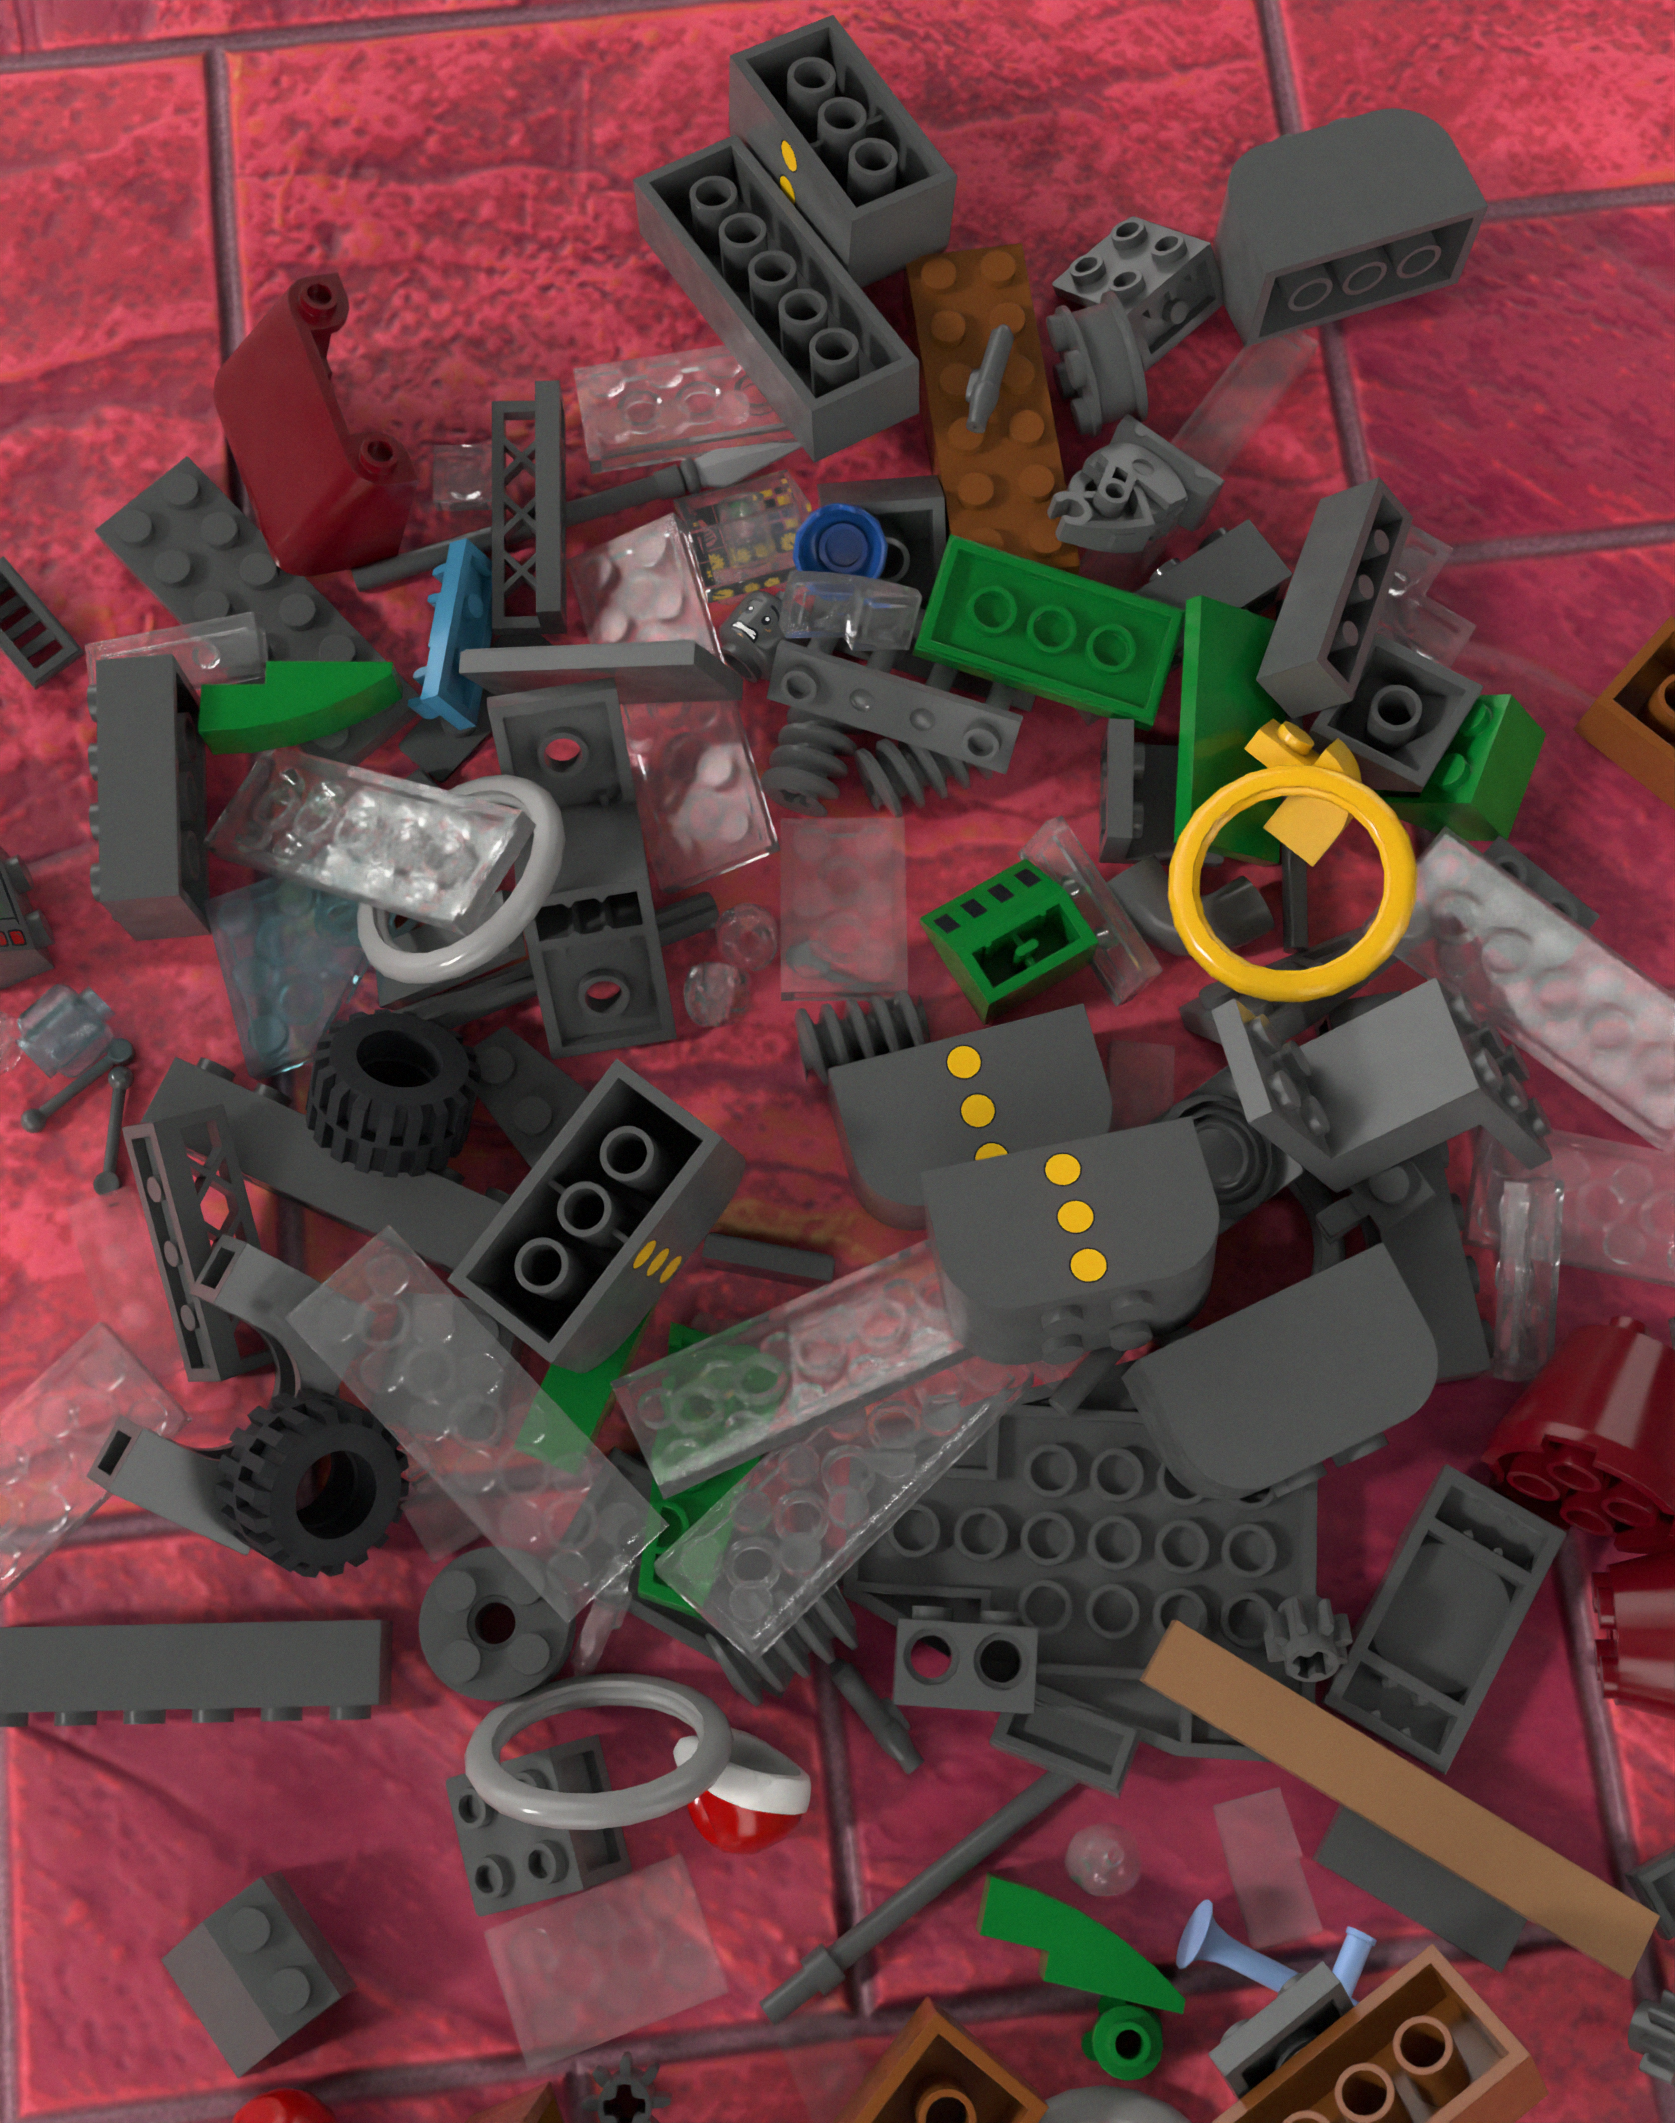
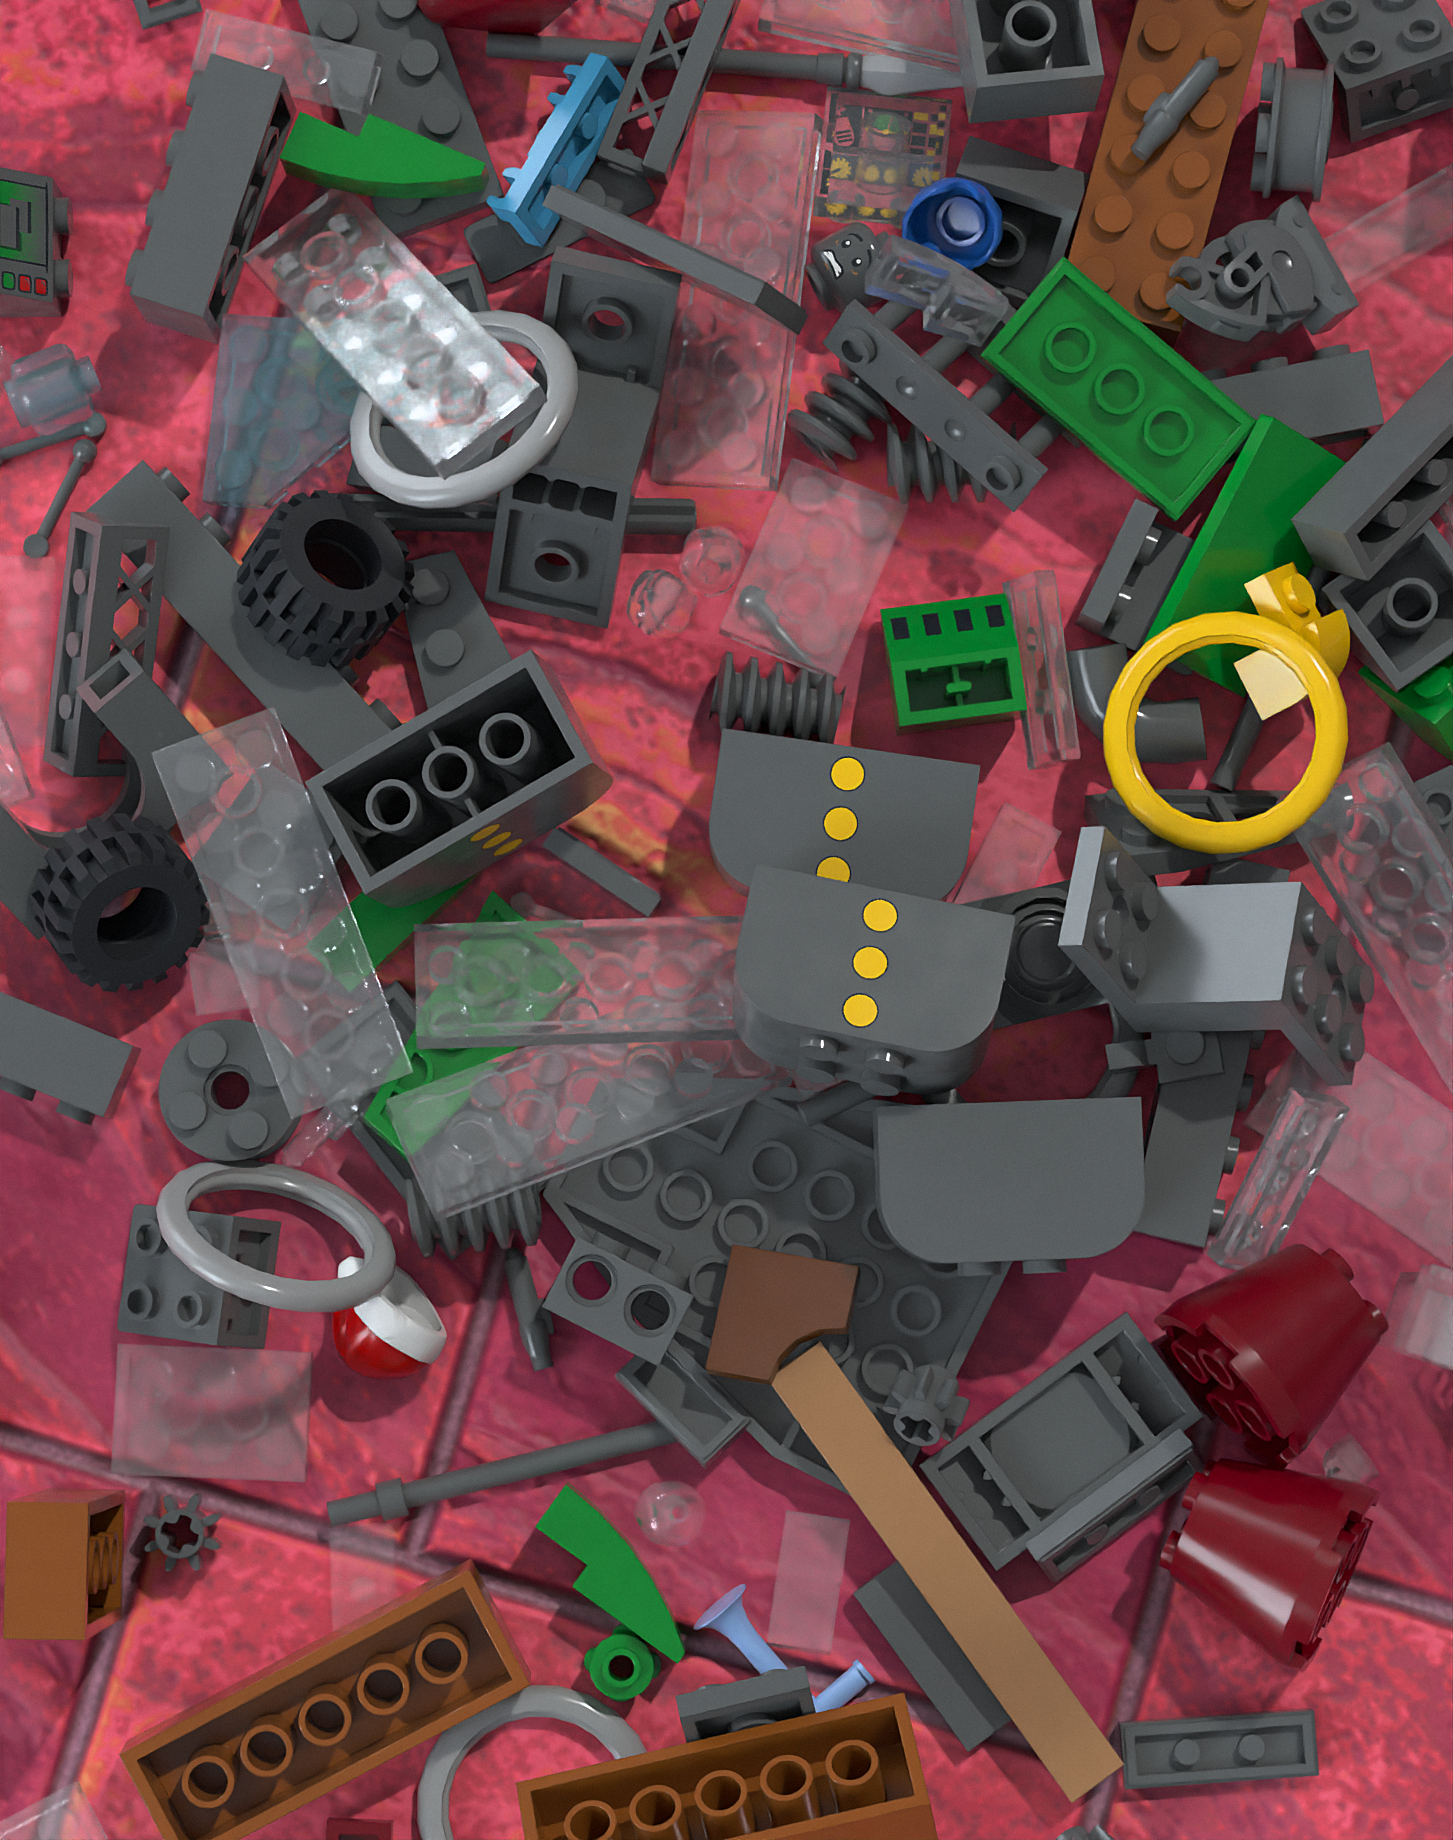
camera: 25 degrees right, 10 degrees up
(1116, 1606) = (774, 1306): none -> reddish brown tile
(1525, 1659) = (1116, 1506): none -> dark grey tile

